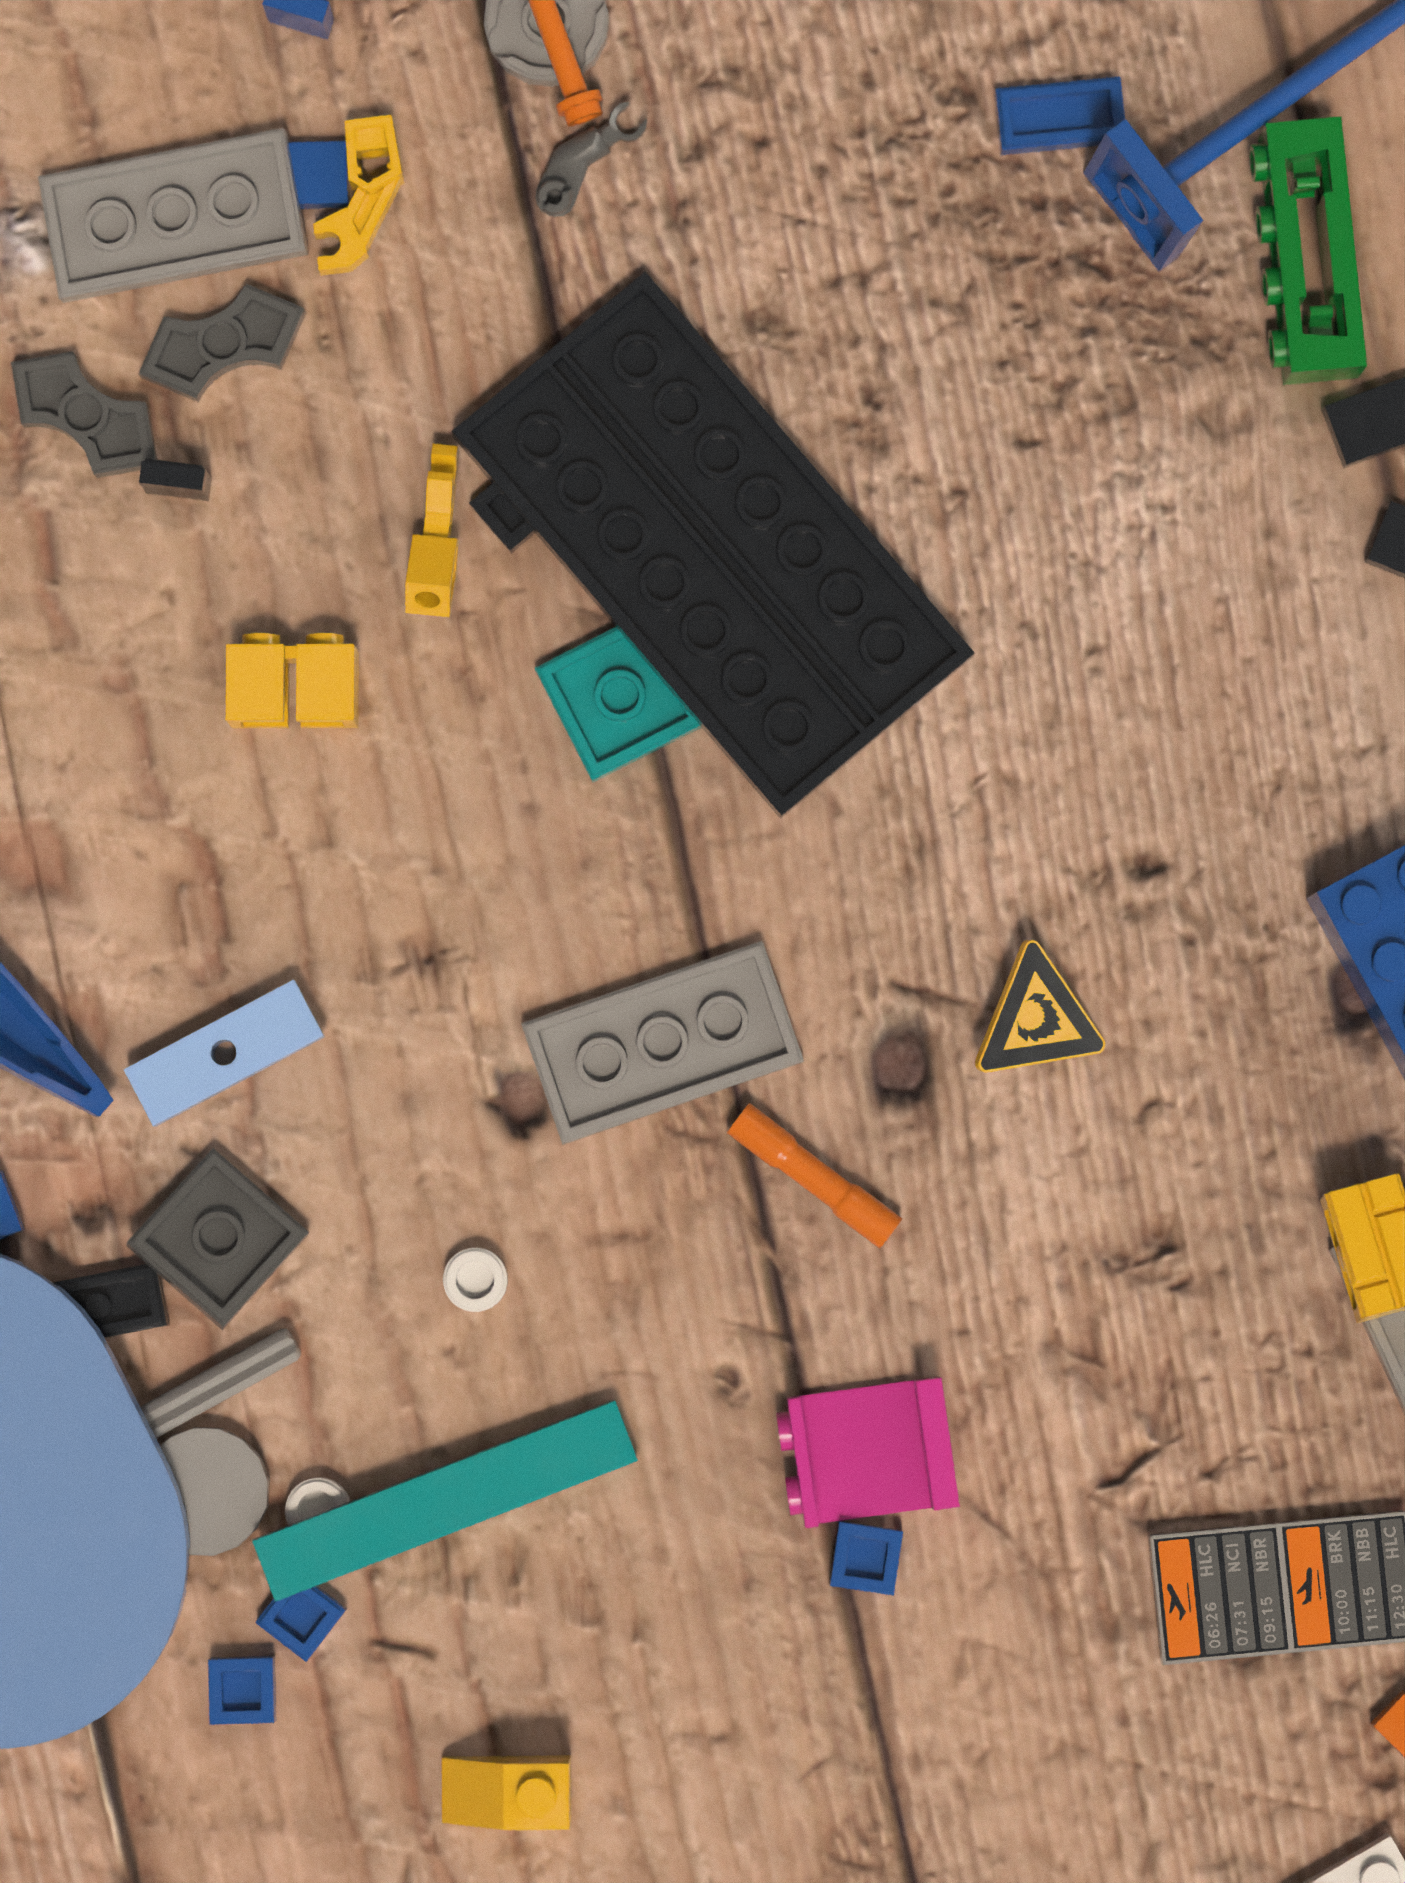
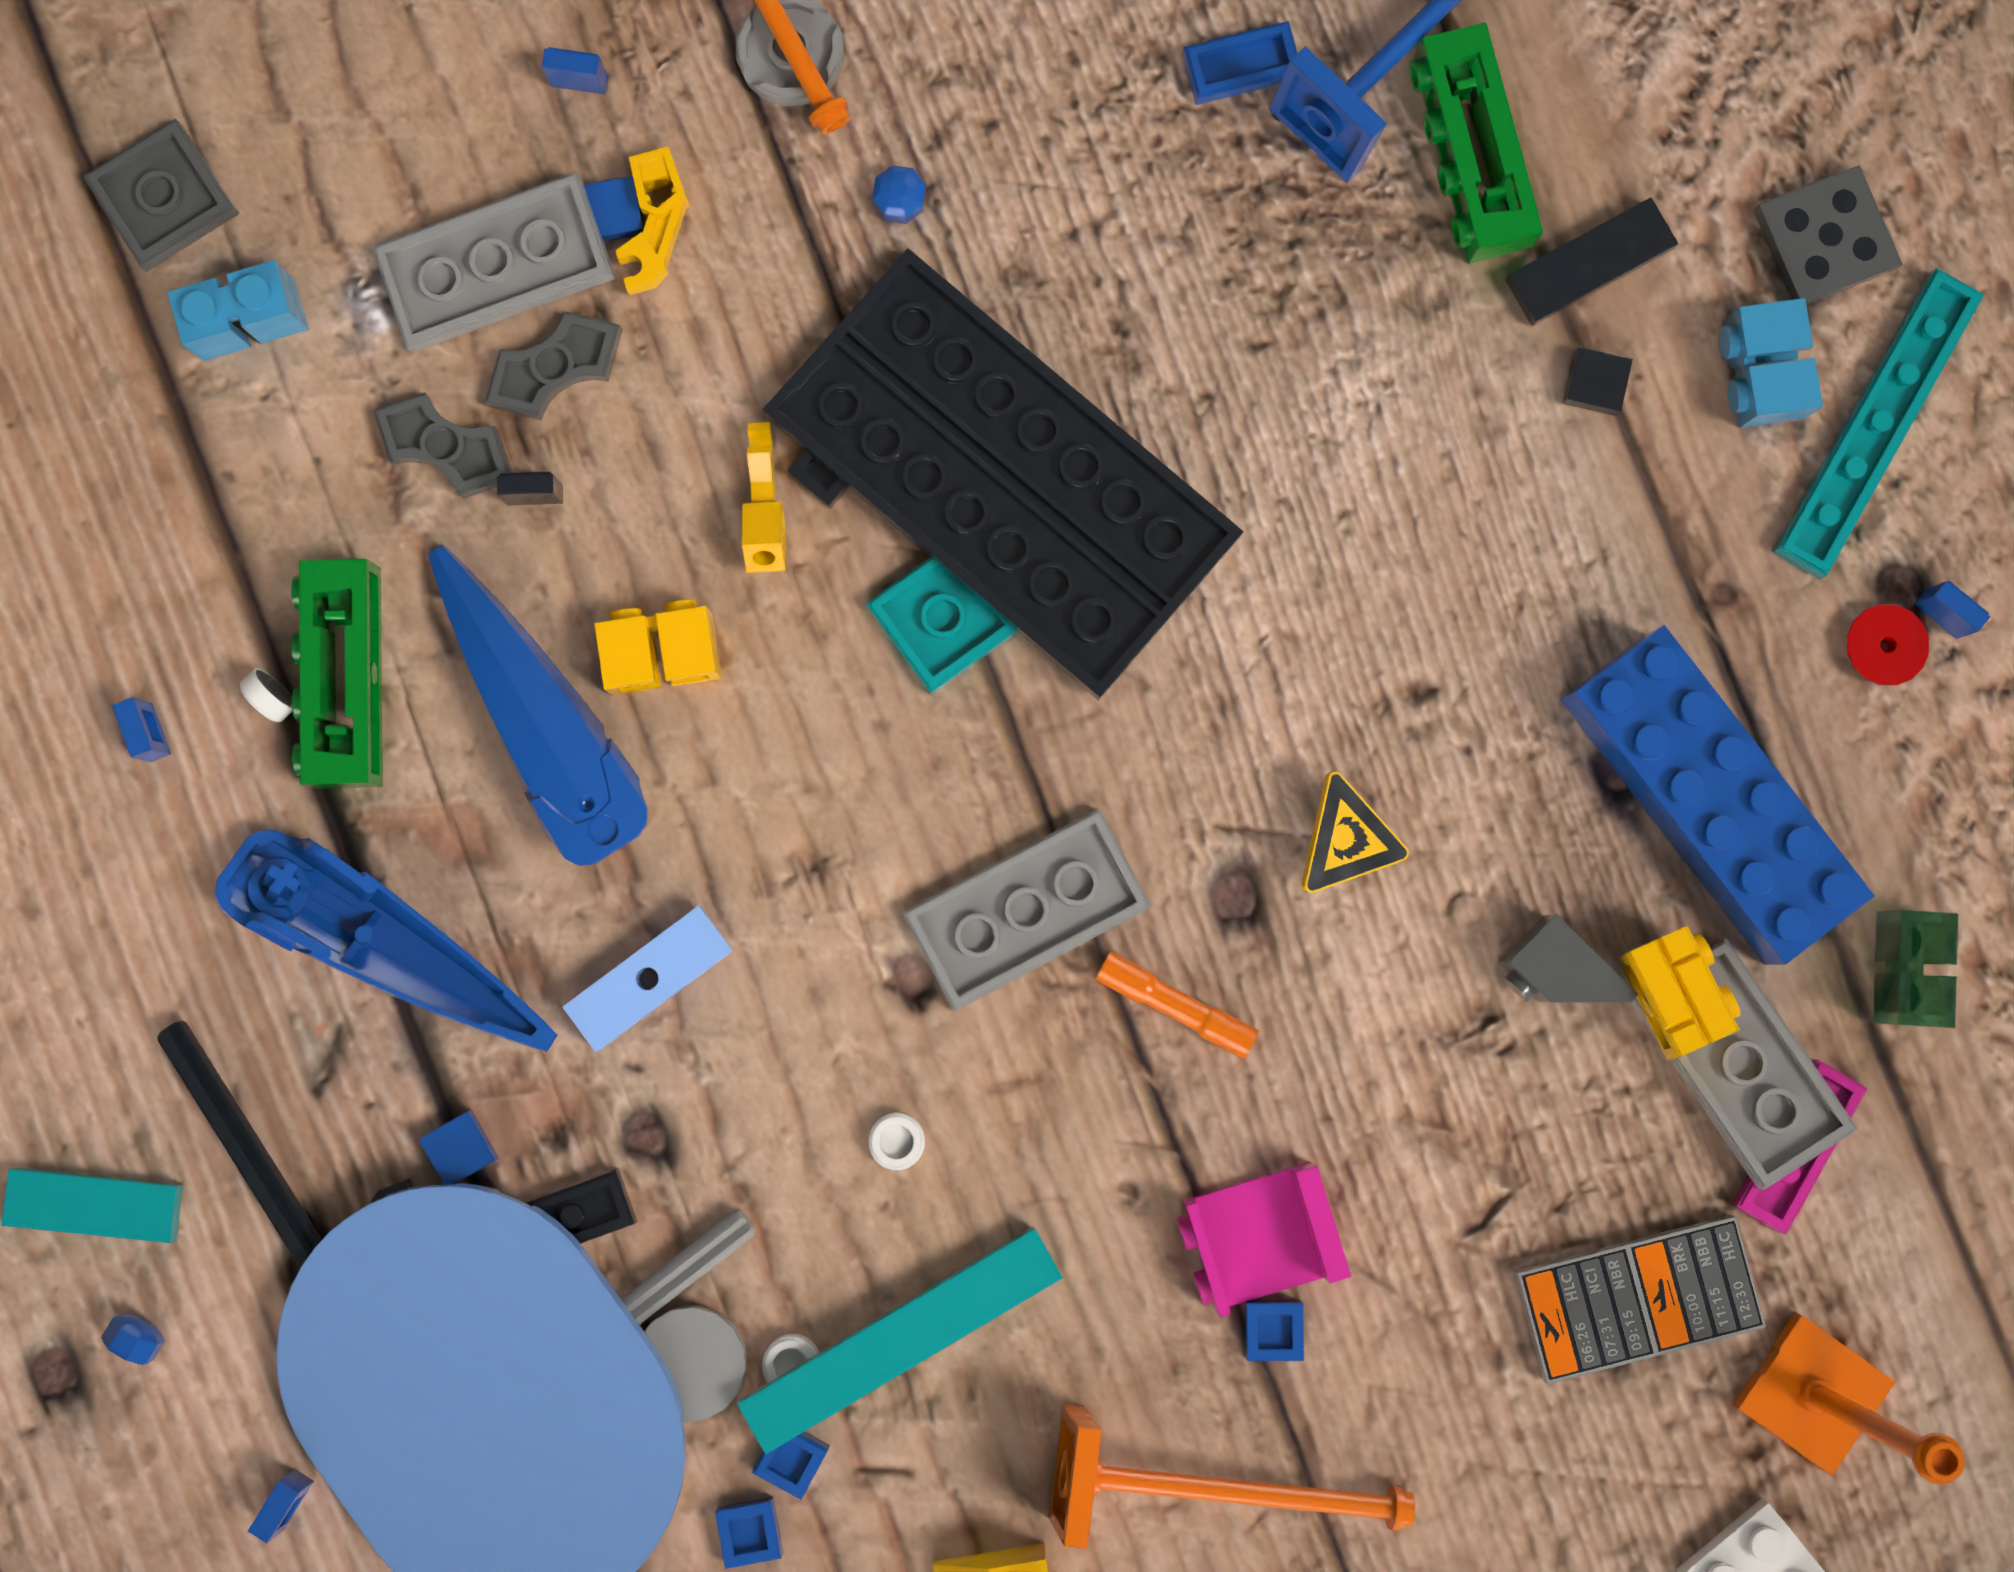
camera: 10 degrees left, 0 degrees up
(162, 775) = (557, 744): none -> blue piece
(217, 1239) = (667, 1141): dark grey tile -> none
(571, 160) = (829, 164): dark grey arm -> none
(625, 1679) = (1081, 1476): none -> orange tile
(645, 207) = (899, 194): none -> blue tile
(1254, 1202) = (1561, 967): none -> dark grey slope

